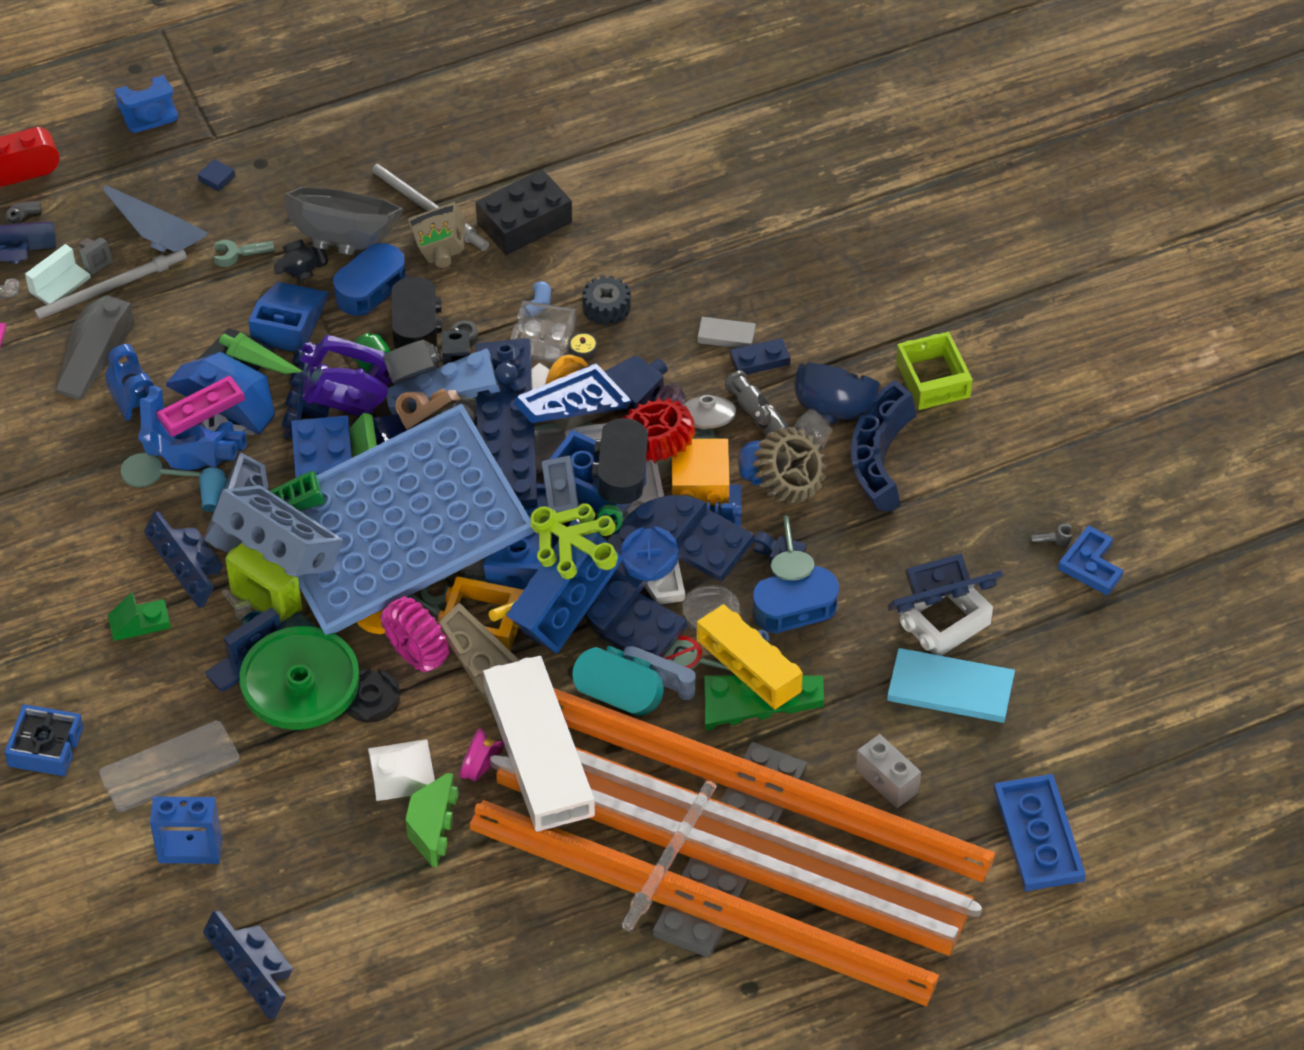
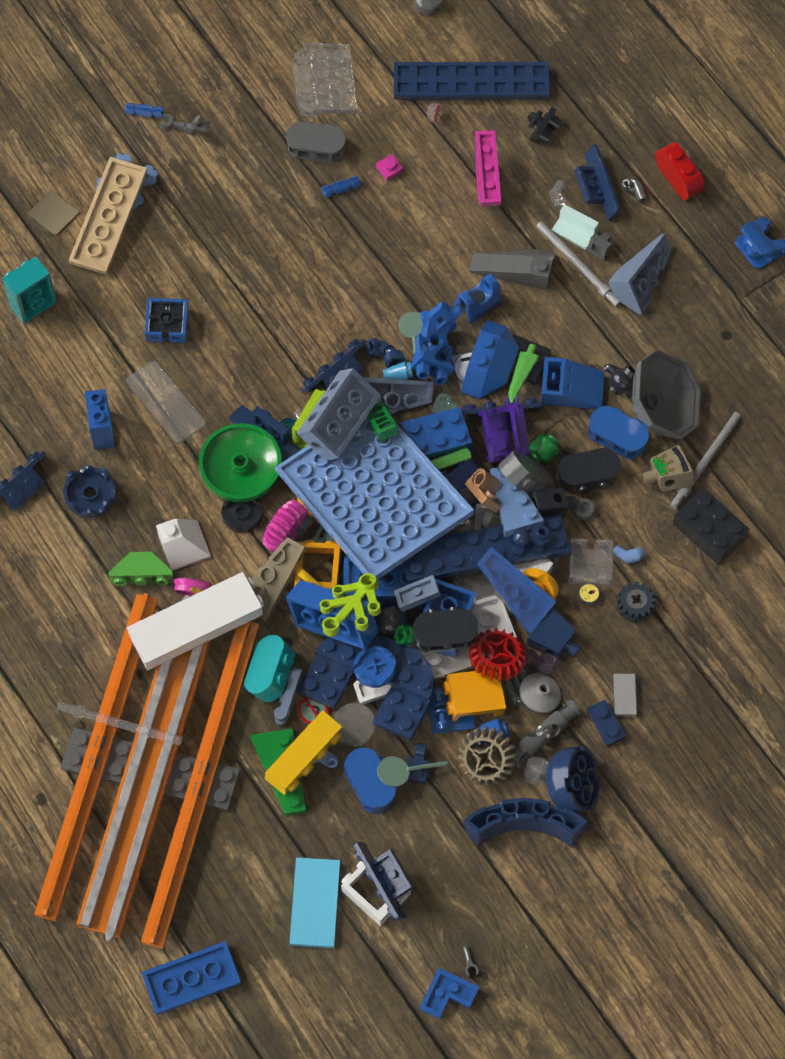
camera: 80 degrees right, 15 degrees up
(134, 620) = (281, 355): green slope -> none
(170, 502) = (378, 348): none -> dark blue arm
(200, 406) = (453, 343): dark pink tile -> none
(216, 175) = (703, 307): dark blue tile -> none
(233, 252) = (628, 337): sand green piece -> none
(276, 453) = (443, 403): none -> clear light blue tile
(286, 850) = (89, 479): none -> dark blue plate
(888, 771) = (224, 865): light grey brick -> none
(939, 390) = (595, 863): lime window -> none

